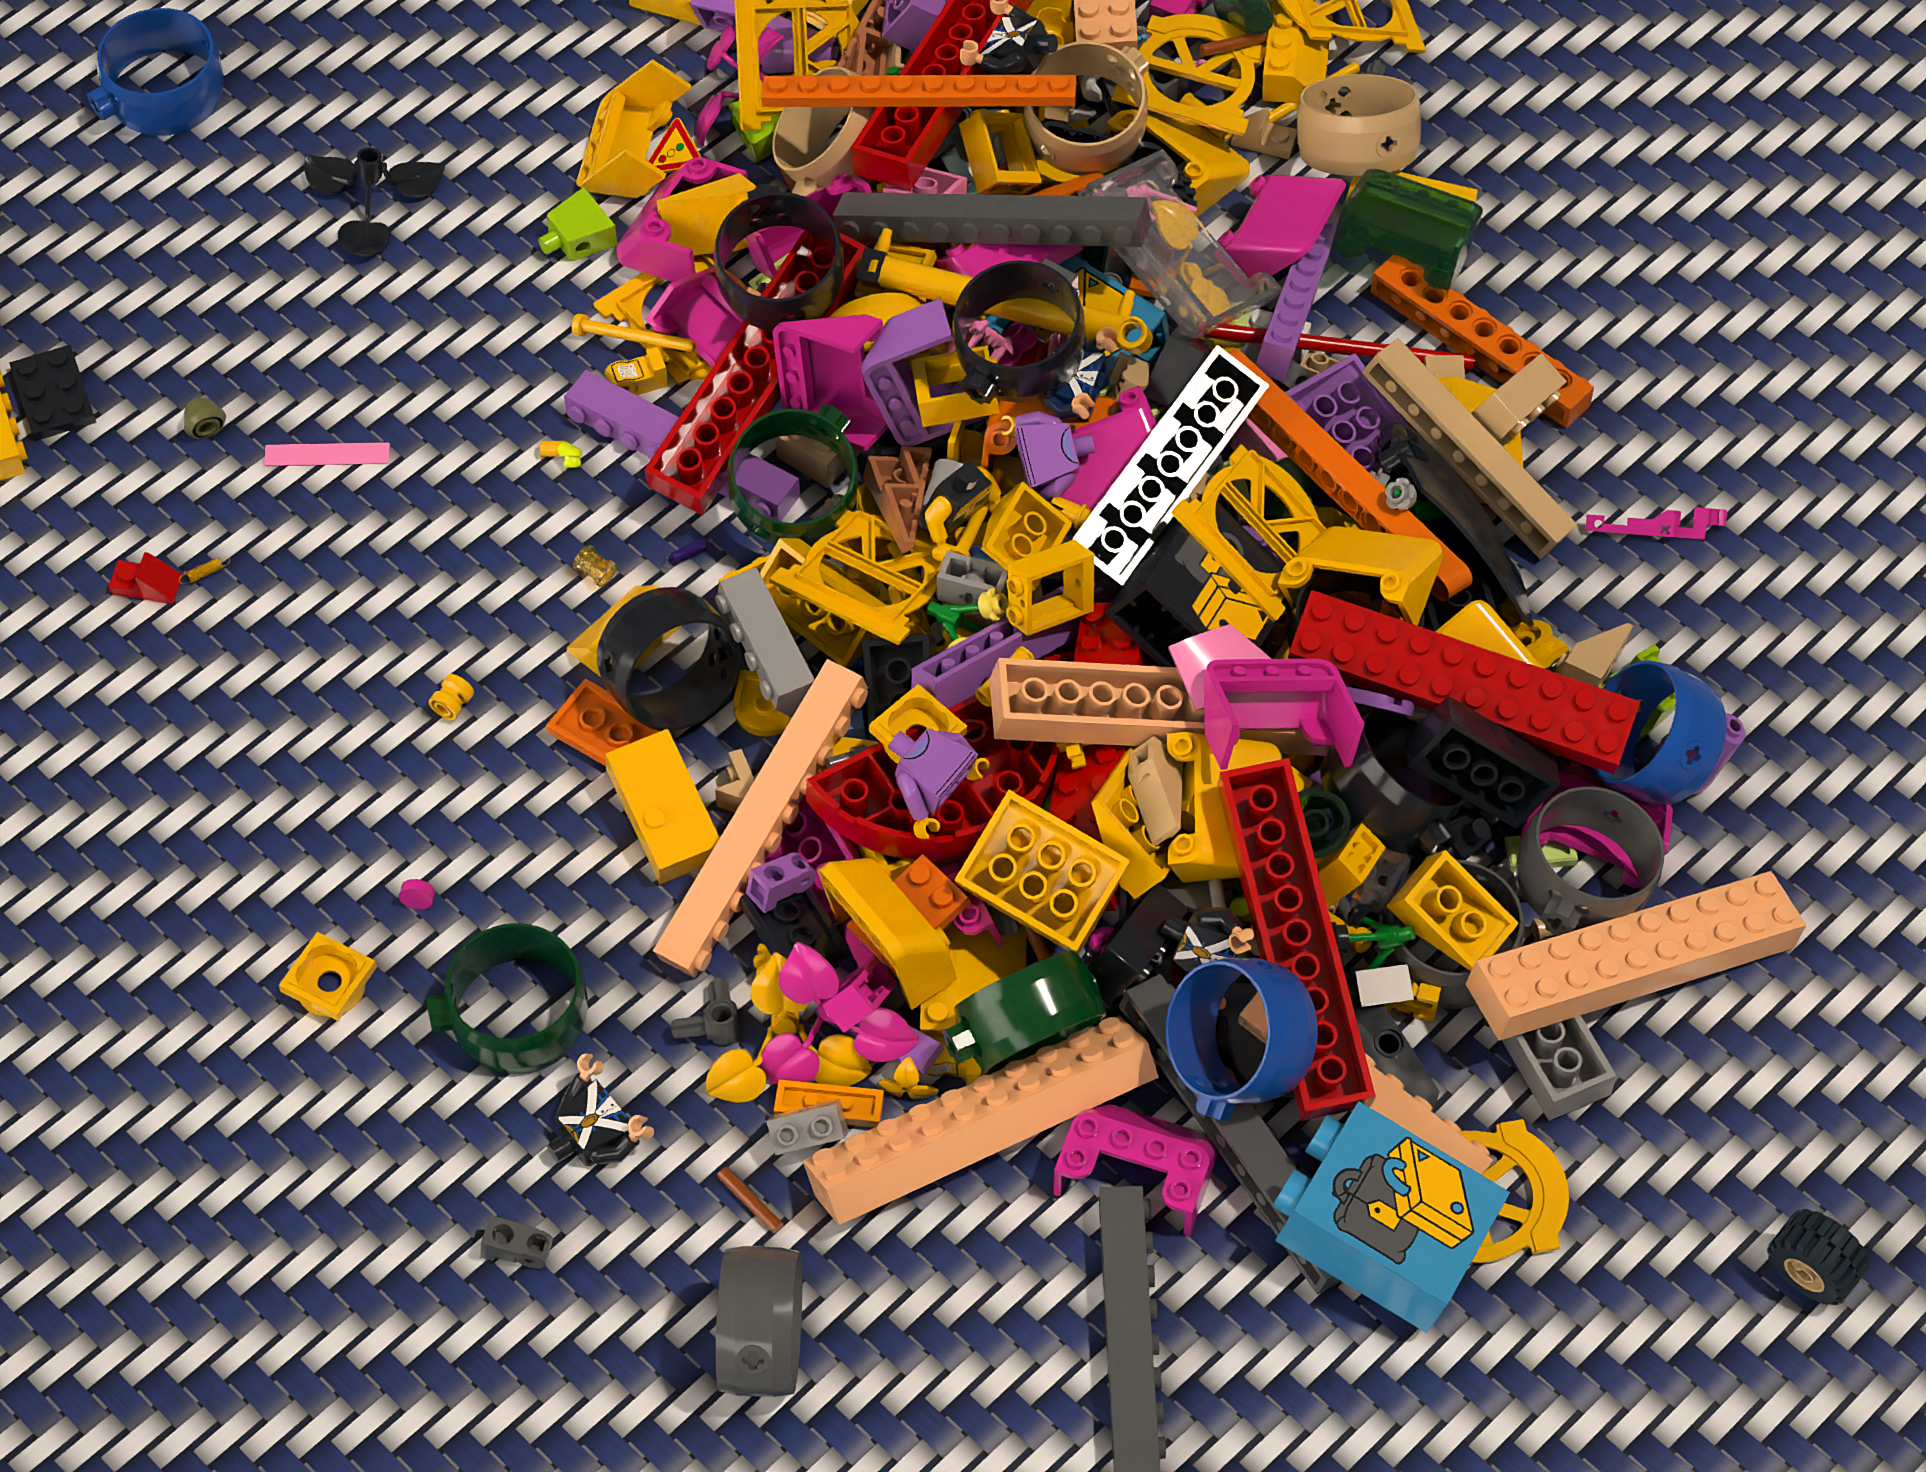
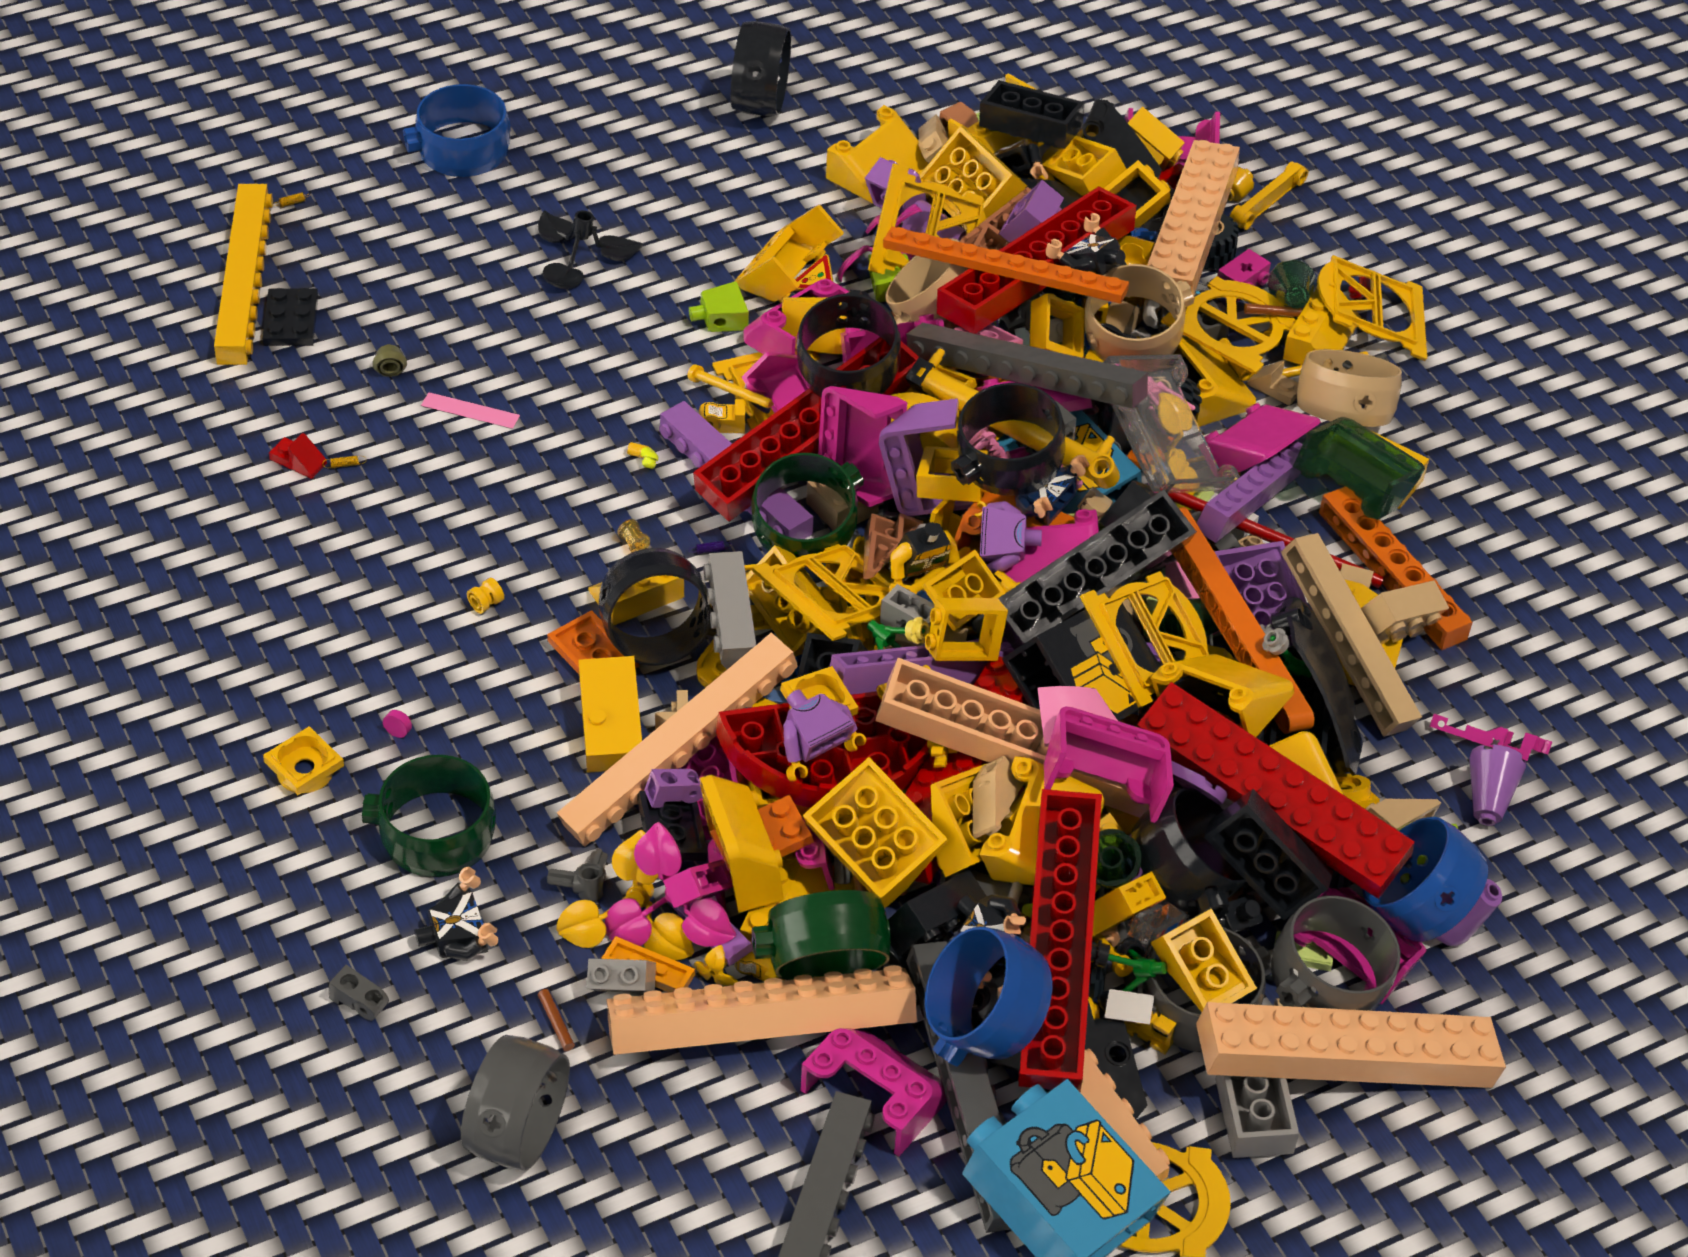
camera: 15 degrees right, 10 degrees down
(1681, 581) = (1494, 781): none -> medium lavender cone

